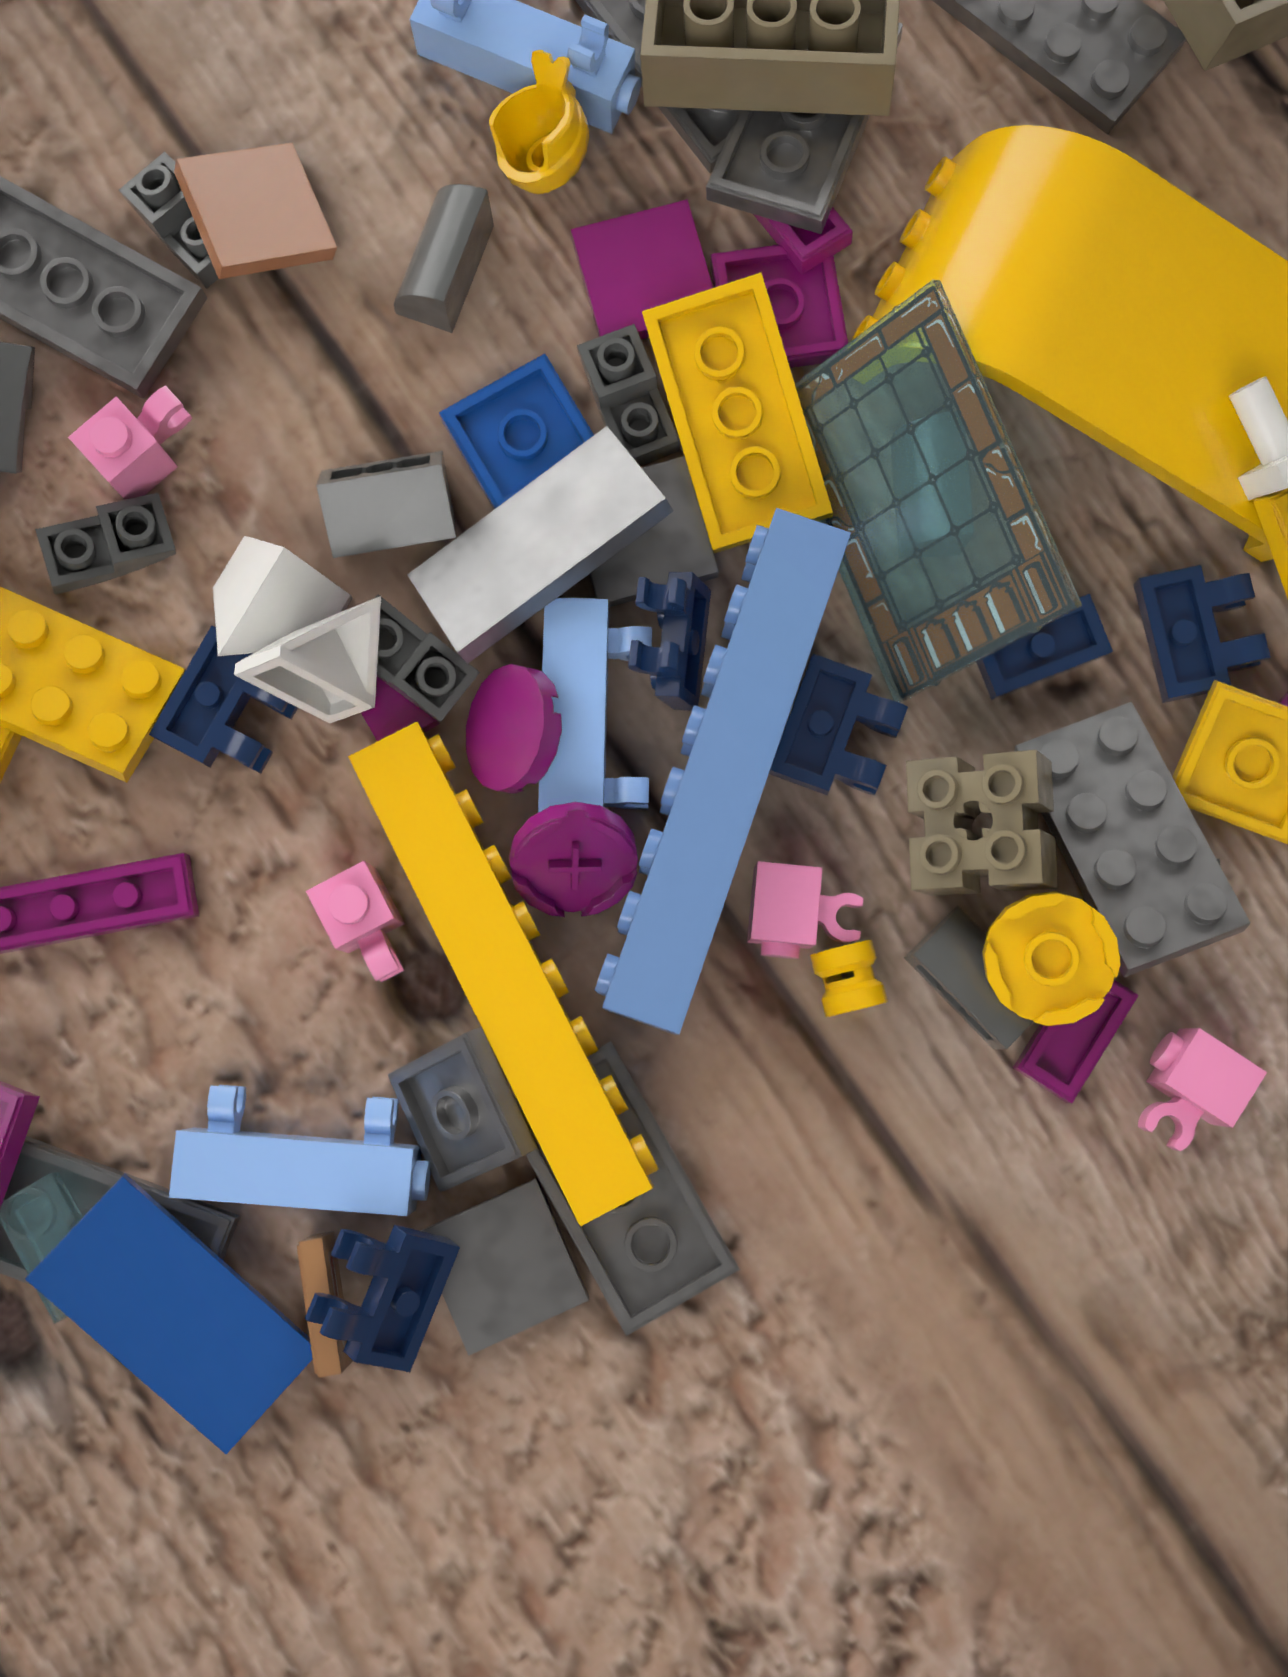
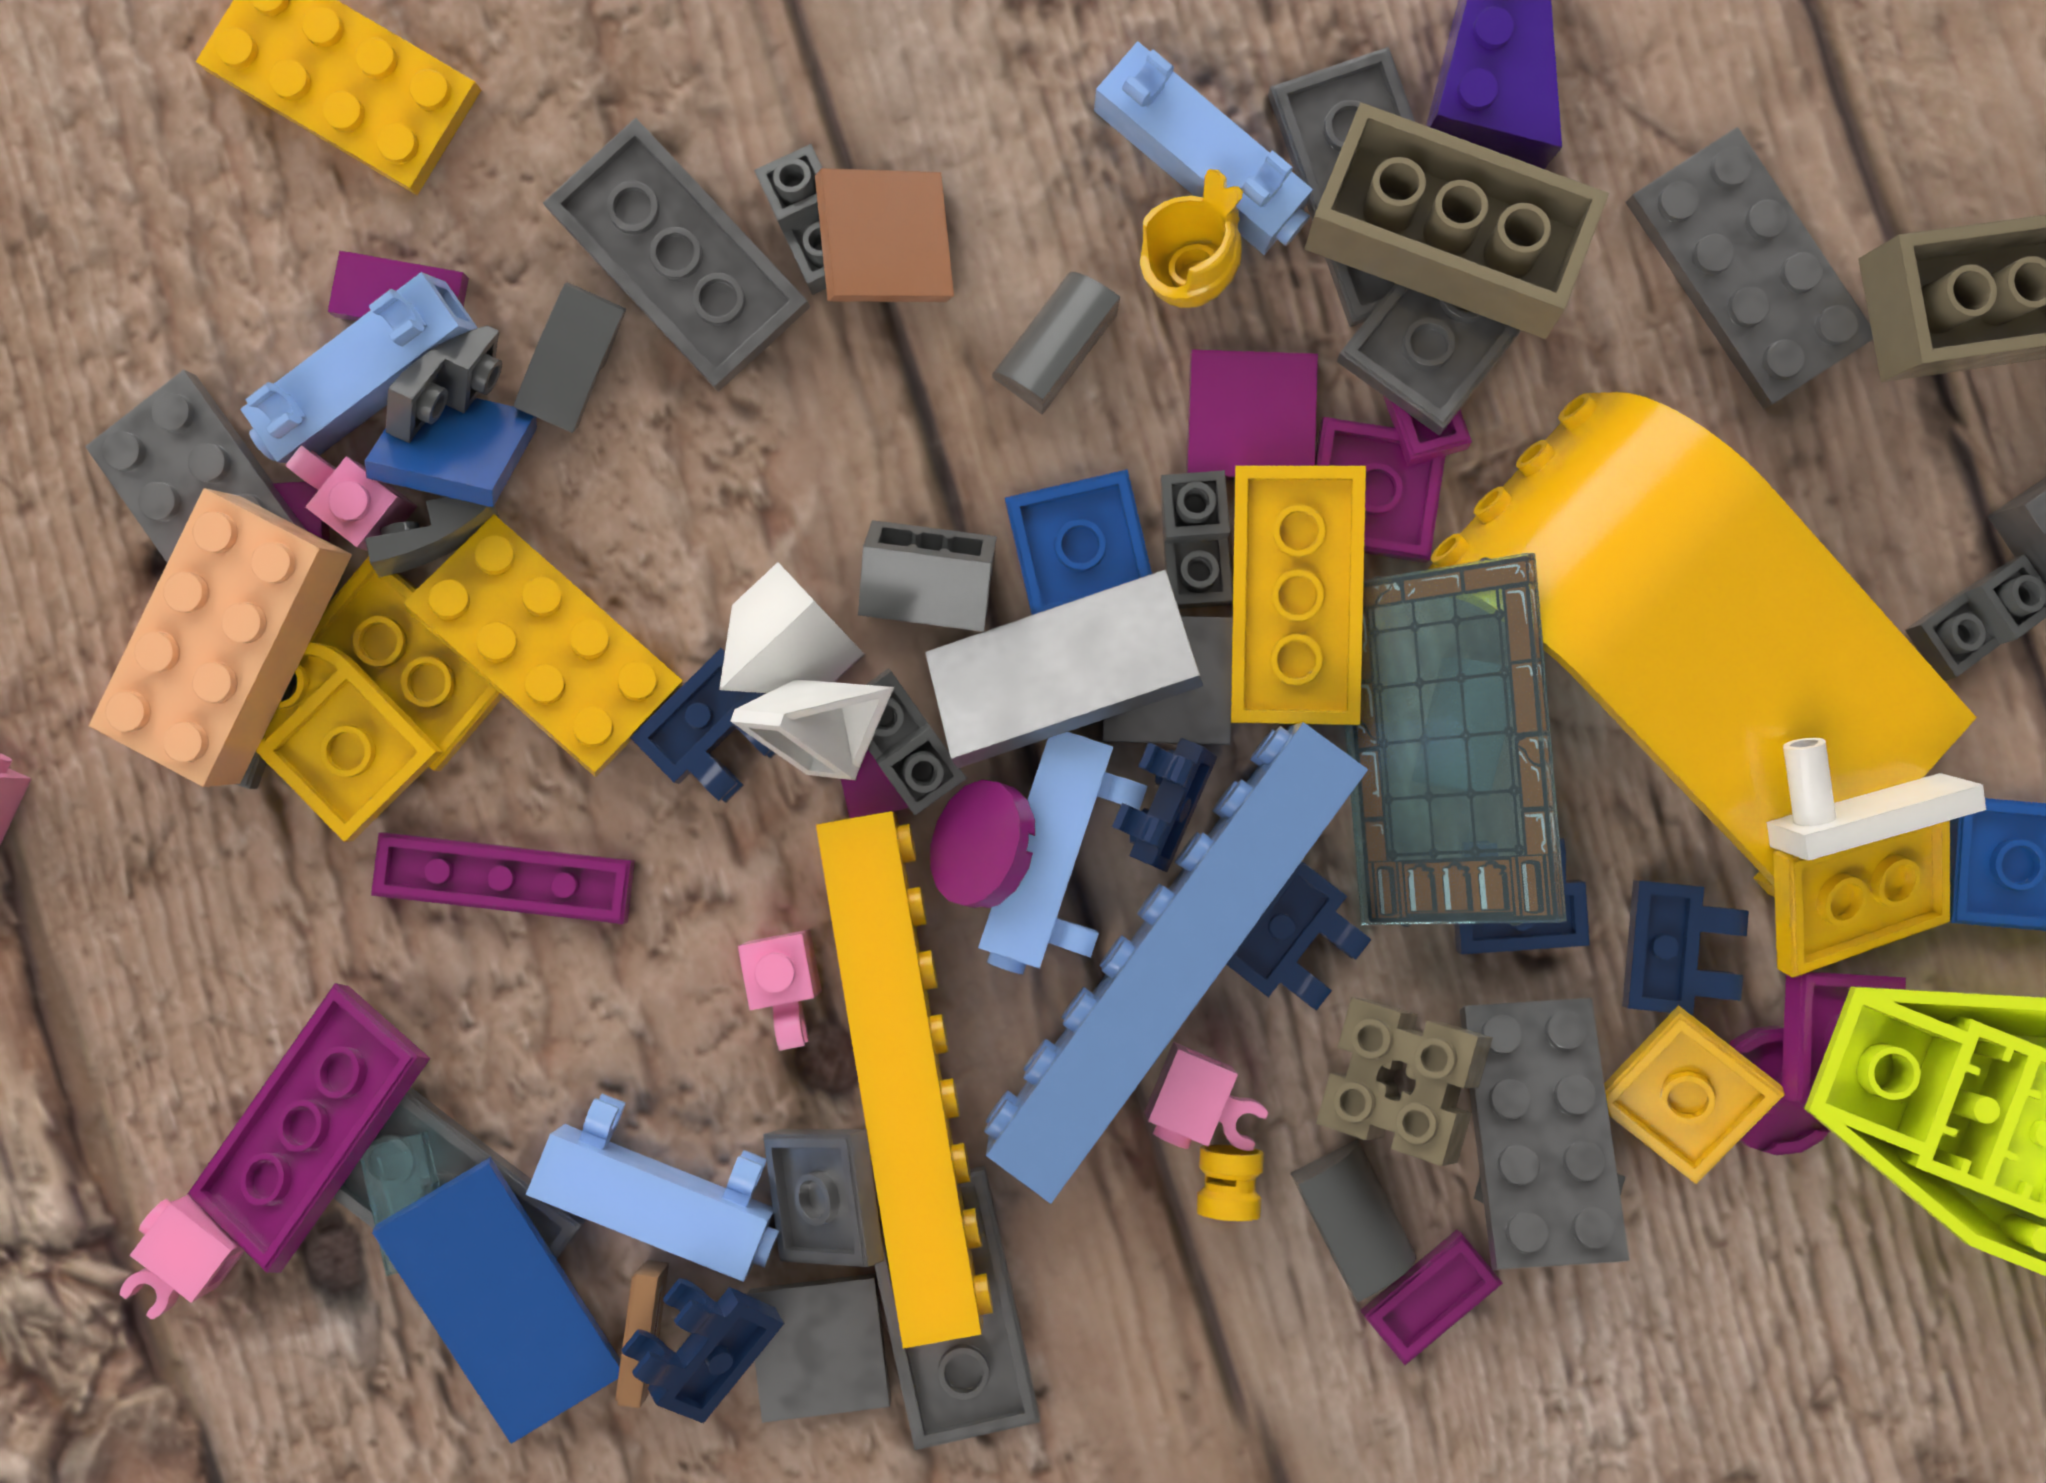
camera: 20 degrees right, 5 degrees up
(106, 546) = (641, 529): dark grey slope -> none
(129, 447) = (689, 444): bright pink brick -> none
(574, 859) = (1002, 990): magenta tile -> none
(1051, 958) = (1427, 1233): yellow tile -> none
(1202, 1081) = (1534, 1385): bright pink brick -> none

